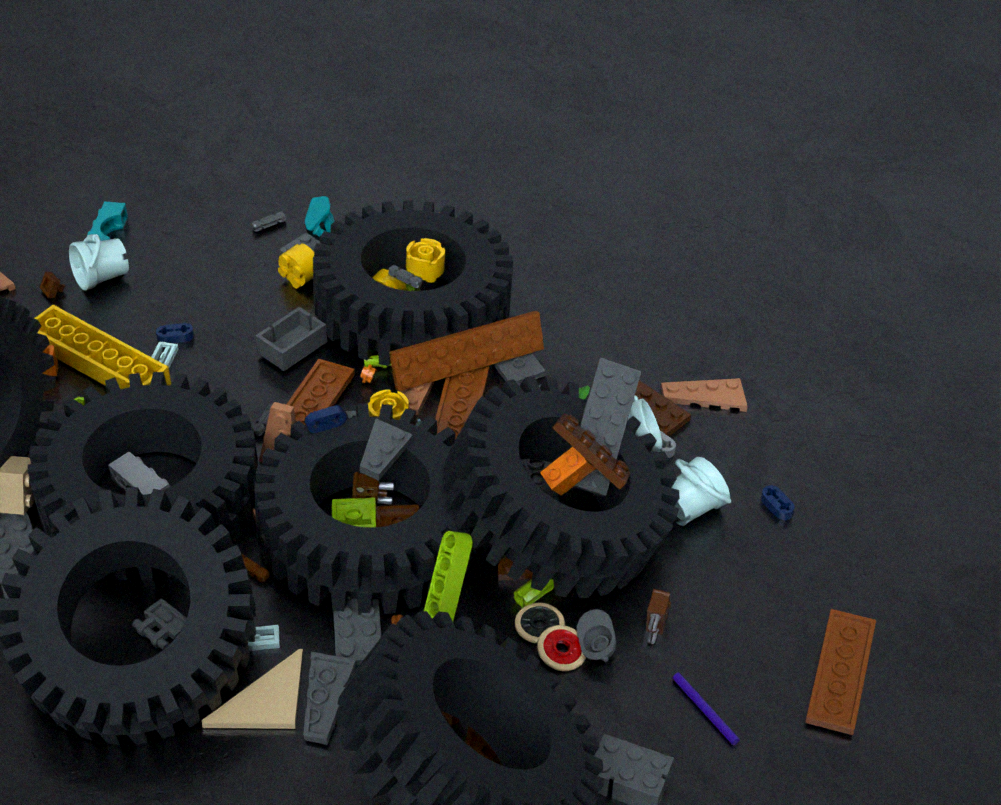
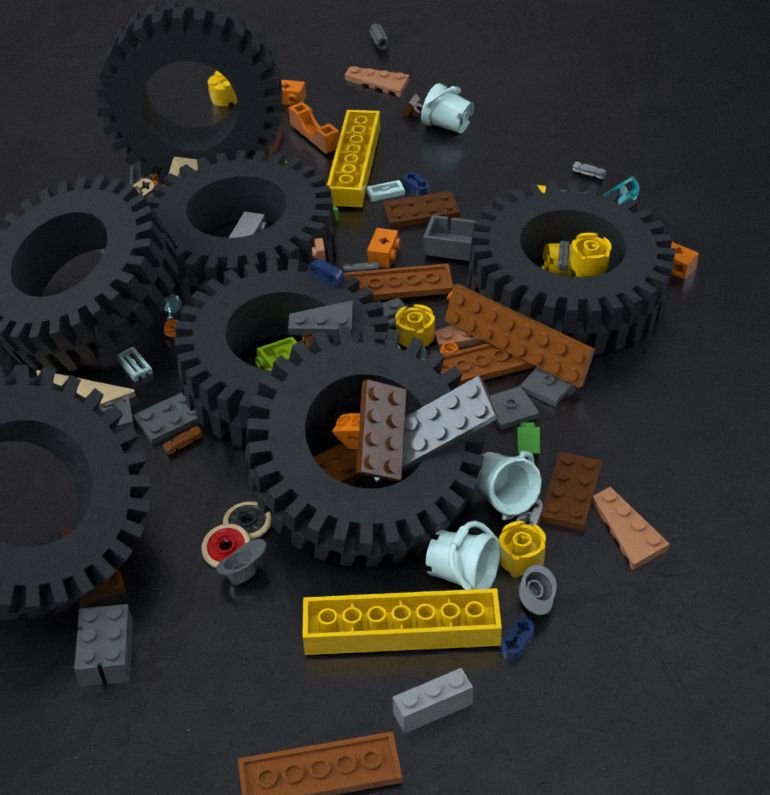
camera: 65 degrees right, 0 degrees up
(110, 218) = (509, 97): teal arch -> none
(215, 347) = (420, 209): none -> reddish brown plate
(253, 391) = (383, 247): none -> orange brick
(430, 407) = (449, 347): none -> orange plate
(448, 573) = (216, 430): lime beam -> none
(657, 613) = (291, 591): reddish brown piece -> none
(698, 446) = (521, 547): none -> yellow brick
(706, 709) = (214, 678): dark purple bar -> none
(727, 561) = (401, 621): none -> yellow brick
(742, 469) = (537, 589): none -> dark grey piece
(814, 573) = (432, 700): none -> light grey brick

